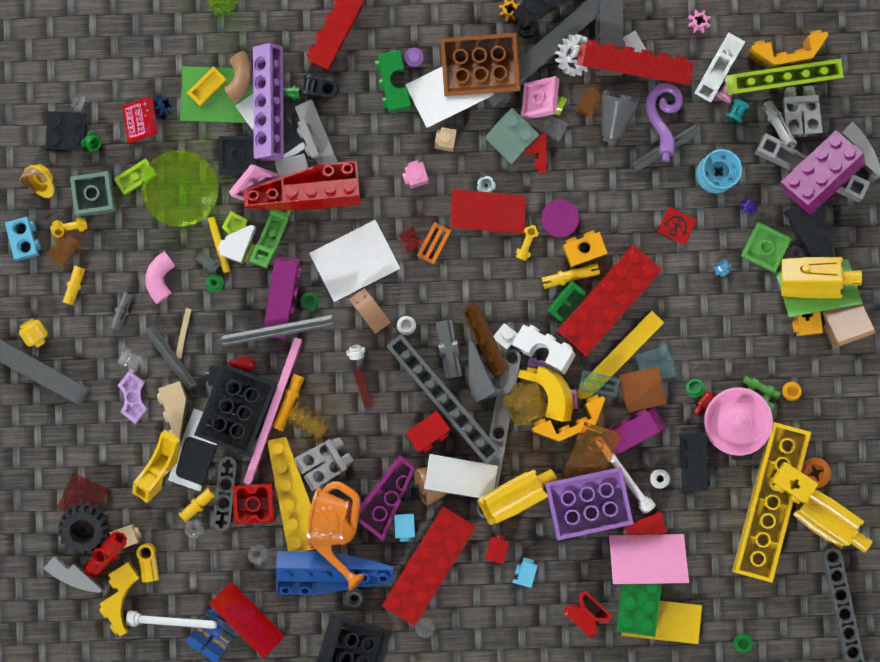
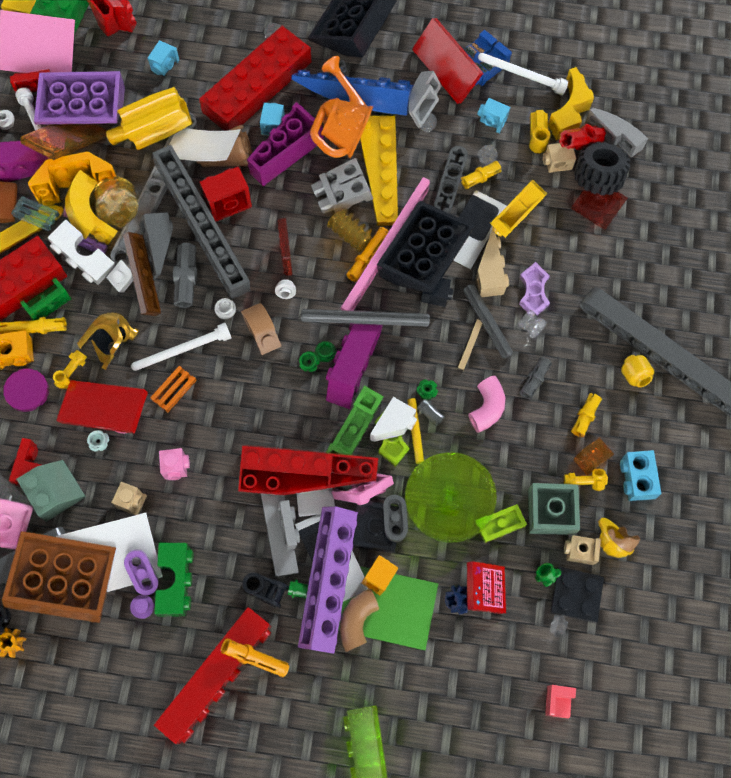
camera: 175 degrees left, 15 degrees down
(57, 167) = (574, 554): none -> tan brick
(71, 45) = (559, 701): none -> coral panel
(194, 572) = (494, 114): none -> medium azure brick
(207, 86) = (399, 617): yellow tile -> none
(223, 161) = (395, 518): none -> dark grey plate
(228, 115) = (379, 575): none -> light orange panel
(243, 363) = (410, 300): red cylinder -> none
(254, 504) = (421, 159): red piece -> none
(263, 573) = (423, 97): none -> light grey slope
(319, 30) = (246, 654): none -> light orange pin
(321, 284) = (309, 355): none -> green plate
(354, 260) = (266, 388): white sticker -> none
(405, 300) = (220, 333): none -> white piece
(409, 240) = (198, 392): clear red wheel -> none
(421, 83) = (141, 571): none -> medium lavender plate
(497, 549) = (186, 82): red brick -> none
(498, 283) = (106, 330): none -> pearl gold piece

